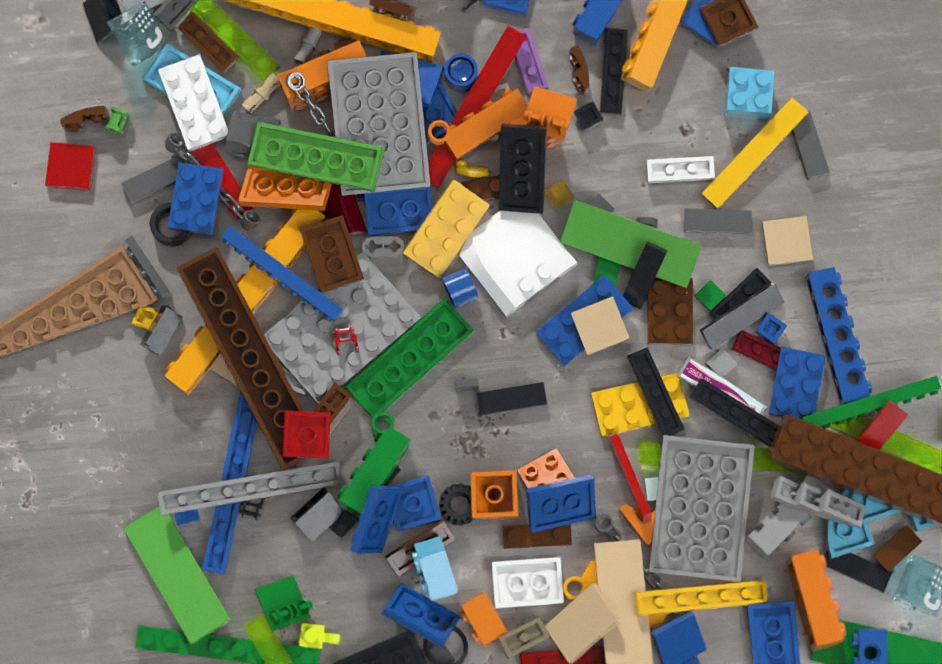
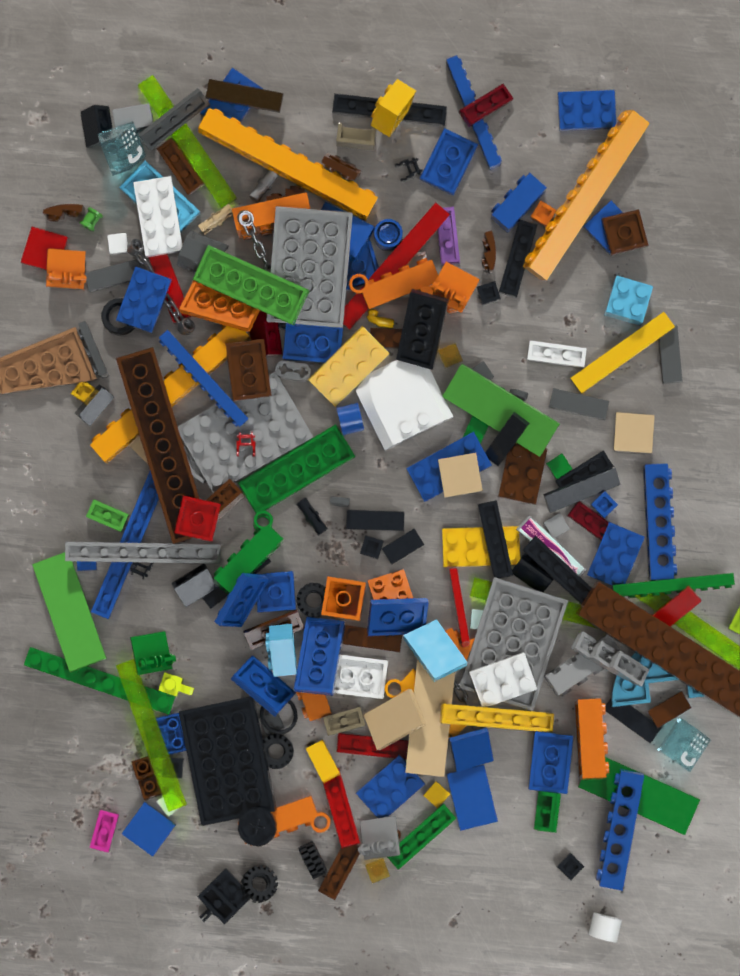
camera: 15 degrees right, 5 degrees up
(98, 182) = (65, 269): none -> orange hinge
(153, 142) = (117, 243): none -> white tile
(200, 454) = (107, 515): none -> bright green plate
(438, 408) = (312, 516): none -> black pin
(480, 567) = (319, 656): none -> blue plate
(514, 430) = (371, 547): none -> black plate
(550, 422) = (403, 546): none -> black tile
(613, 533) = (435, 650): none -> medium azure tile
(631, 16) = (543, 213): none -> orange plate
(699, 552) = (503, 680): none -> white plate
(705, 423) = (532, 574): none -> black panel

